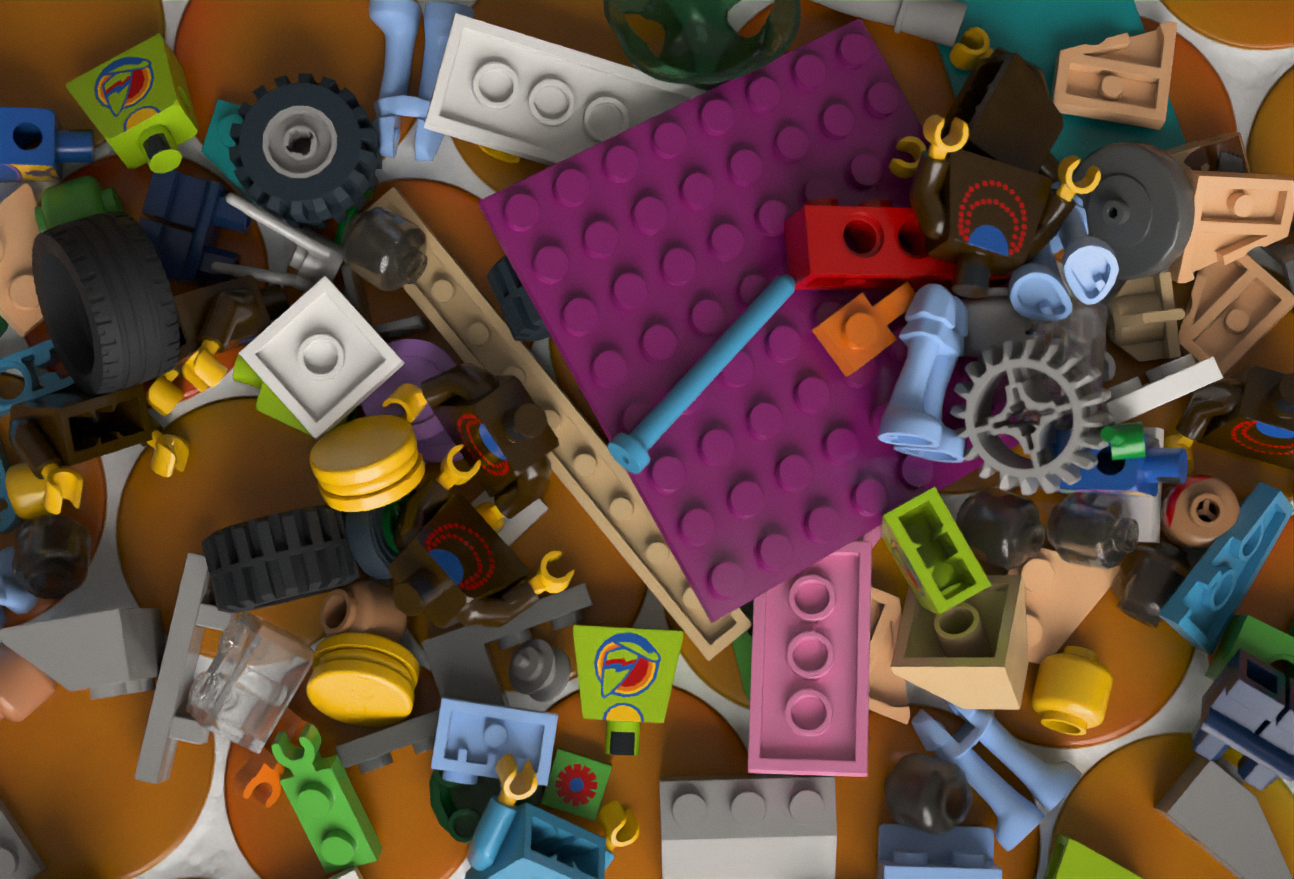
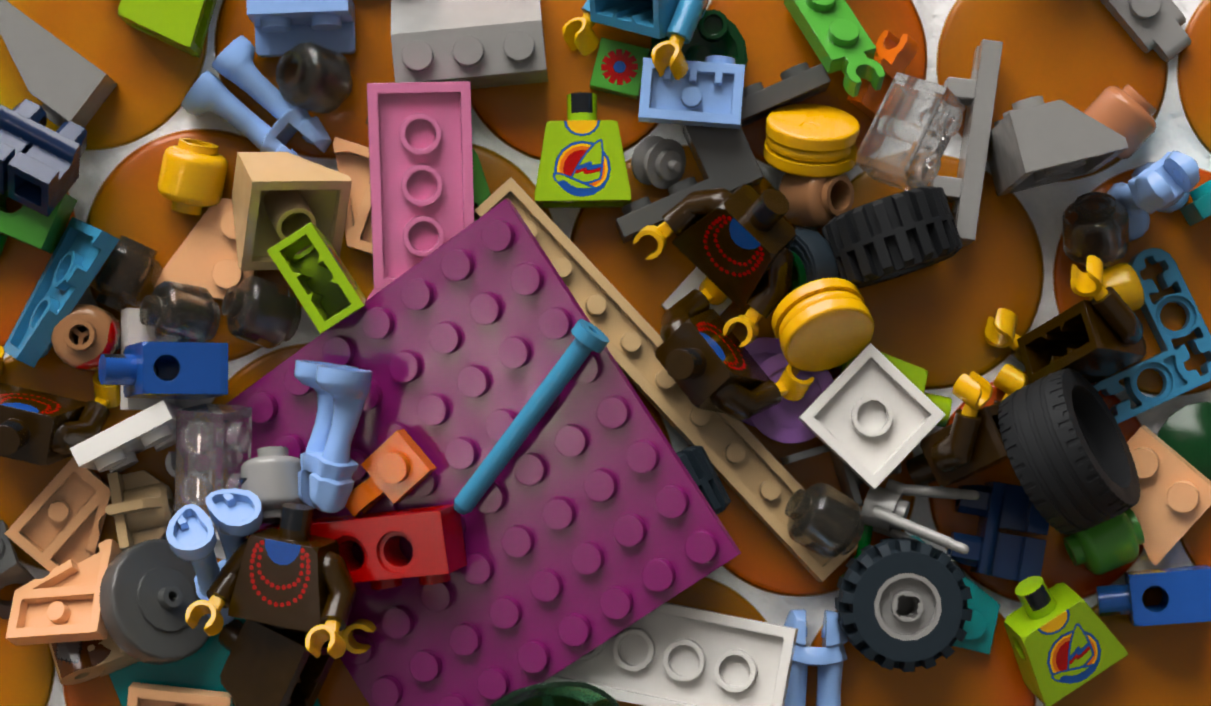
camera: 170 degrees right, 0 degrees up
(1028, 393) = (231, 362): light grey gear -> none
(1125, 440) = (154, 383): green hand -> none

